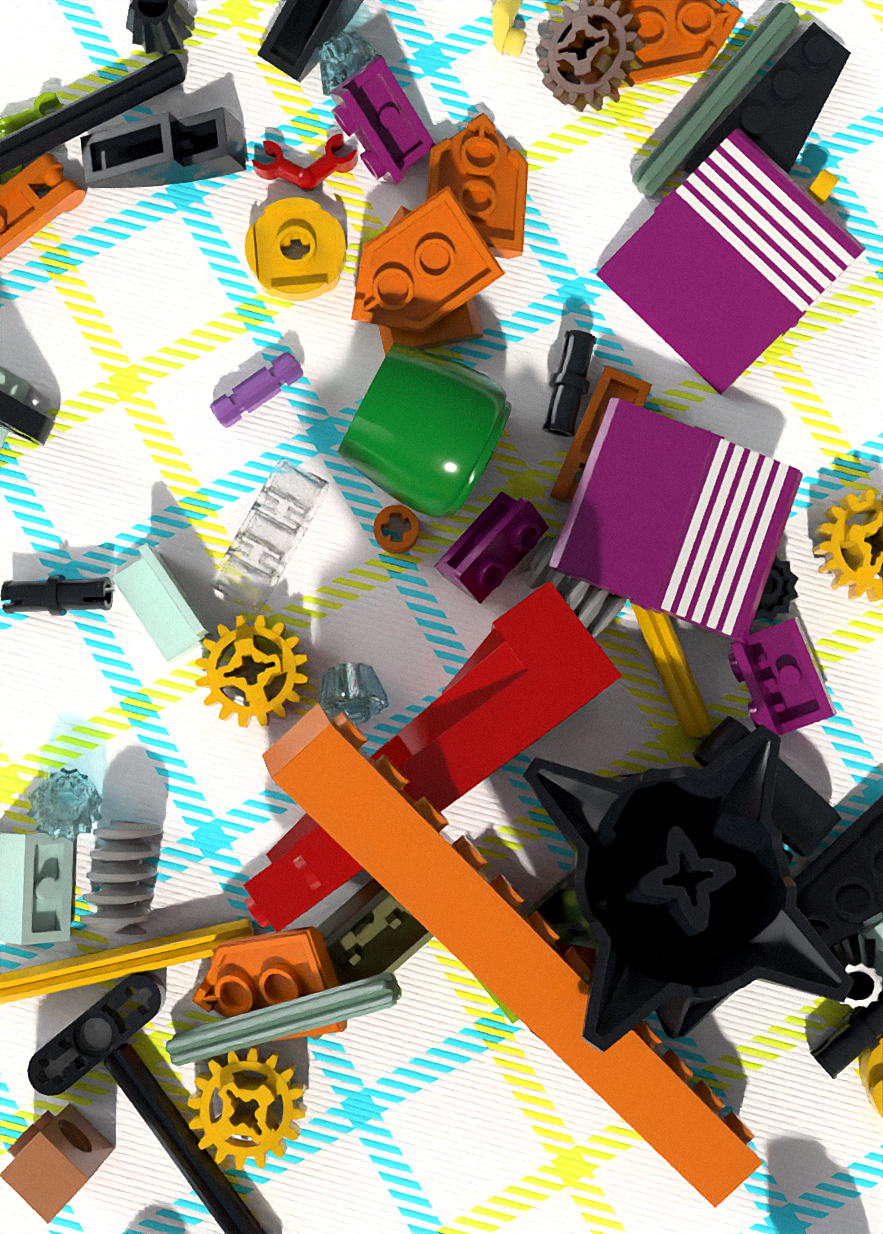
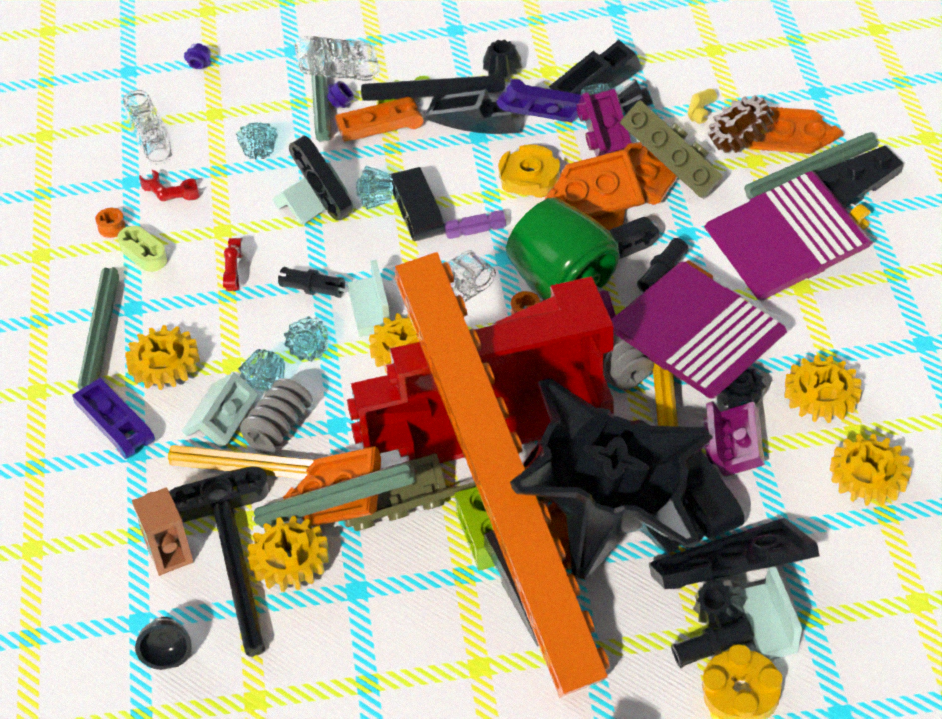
camera: 30 degrees right, 35 degrees down
(71, 373) = (374, 187): none -> clear light blue piece
(102, 713) = (307, 338): none -> clear light blue piece
(151, 381) = (417, 204): none -> black beam
(264, 112) = (538, 101): none -> dark purple plate
(306, 177) = (572, 139): red arm -> none
(409, 50) = (632, 94): none -> black piece
(505, 341) = (635, 236): none -> black beam
(508, 144) = (672, 149): none -> olive bracket

